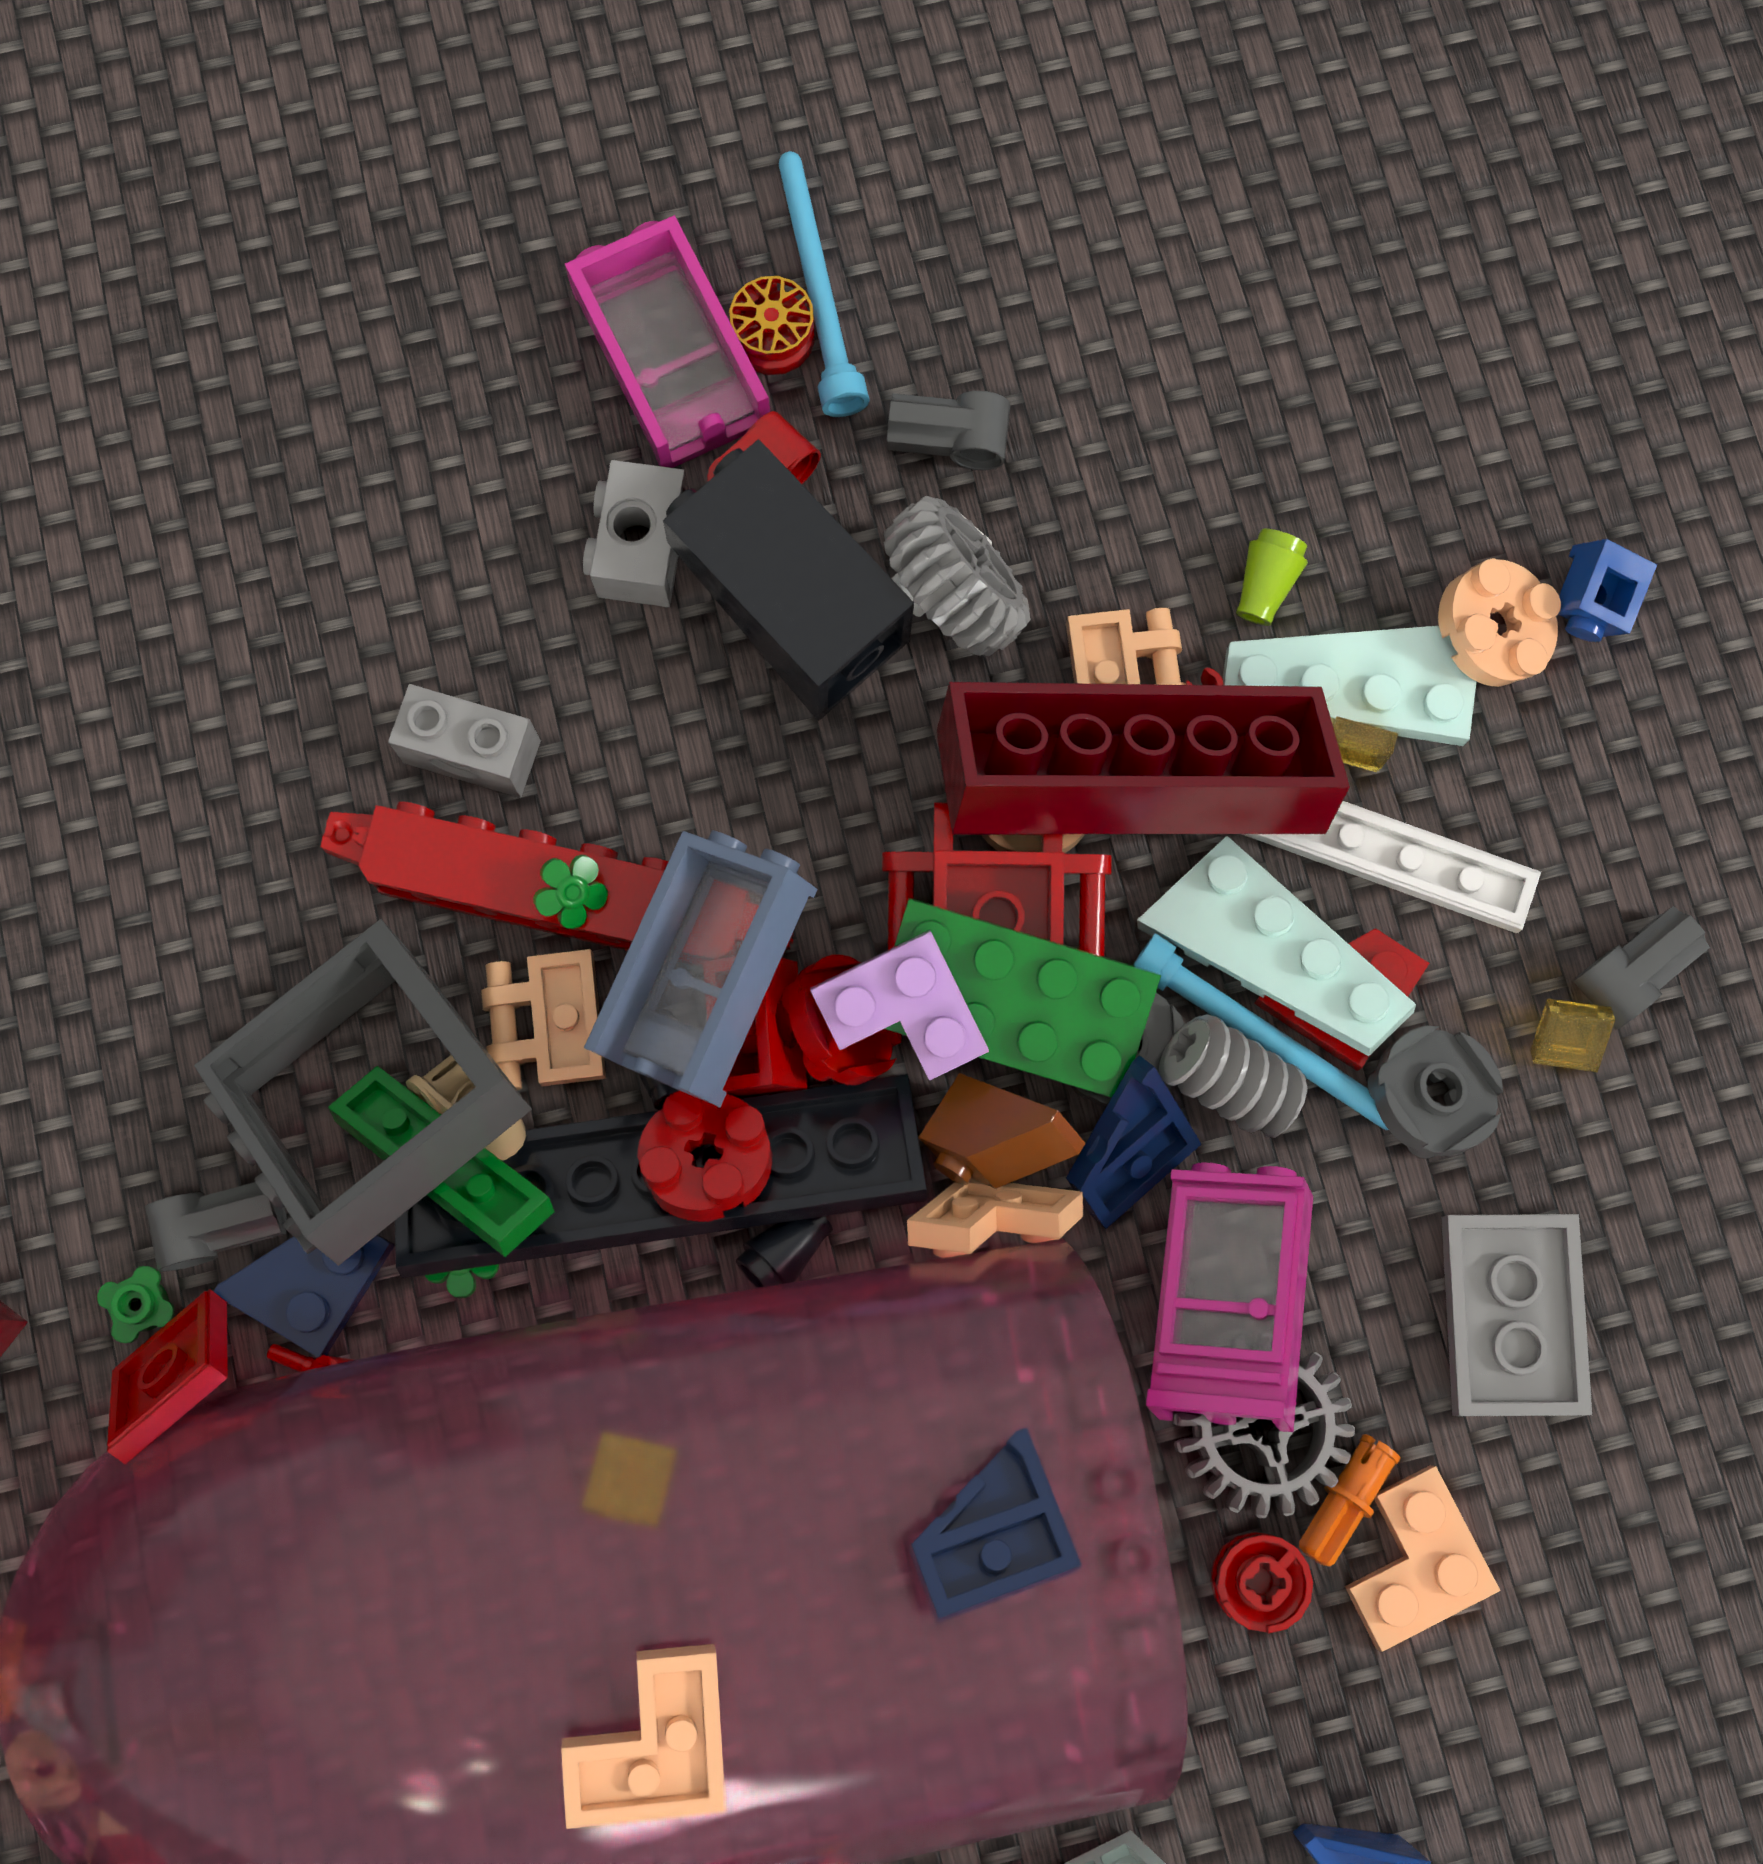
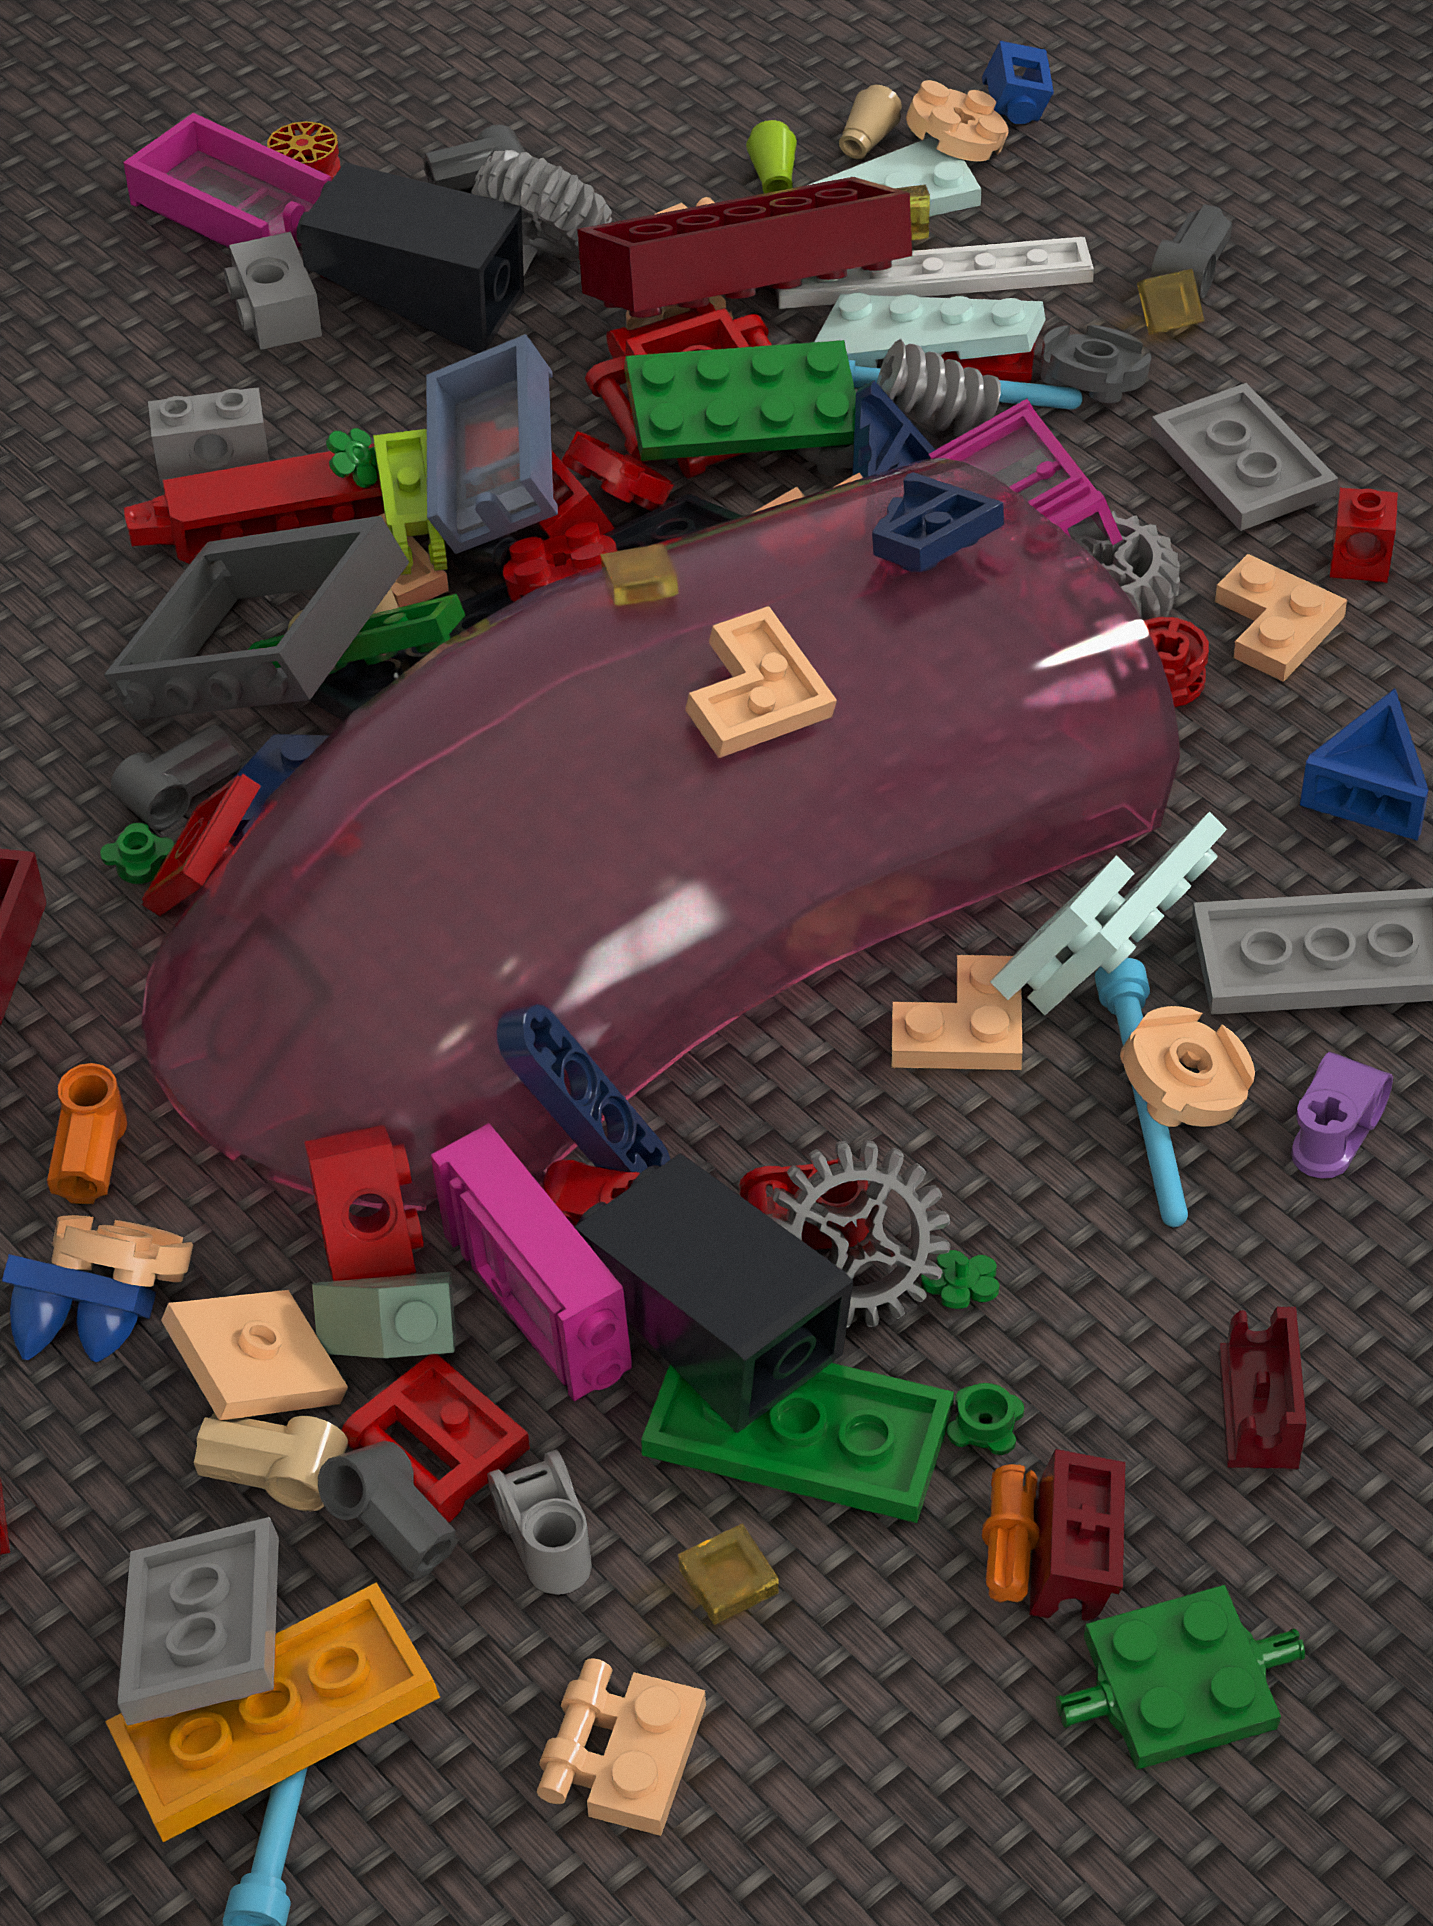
camera: 25 degrees left, 30 degrees down
(595, 960) = (403, 485): none -> lime hinge
(841, 387) = (299, 112): medium azure piece -> none
(908, 987) = (660, 397): lavender plate -> none
(995, 1135) = (800, 458): dark orange slope -> none
(1348, 1501) = (1198, 591): orange axle -> none
(1407, 564) = (870, 120): none -> tan cone
(1570, 1516) = (1363, 534): none -> red brick

